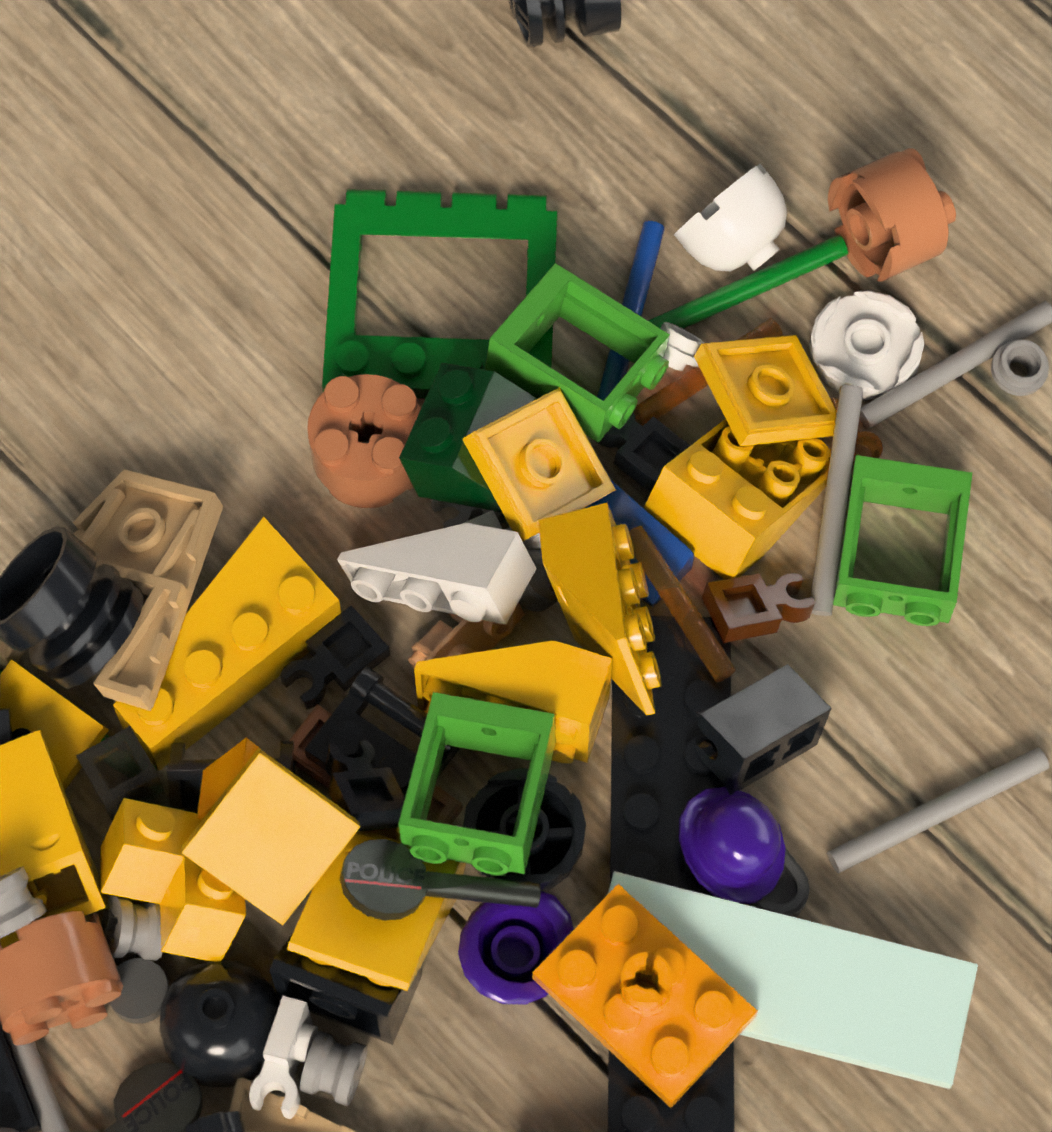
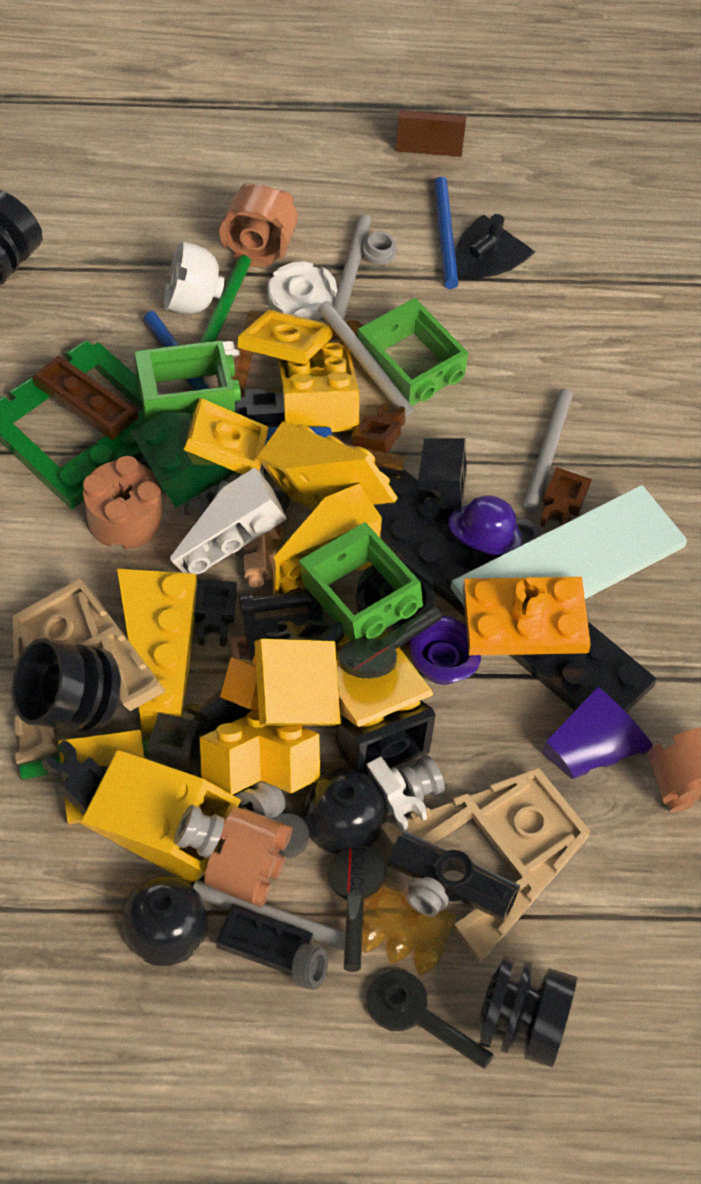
camera: 50 degrees left, 10 degrees down
(462, 271) = (85, 397): none -> reddish brown tile
(885, 885) = (564, 496): none -> reddish brown plate

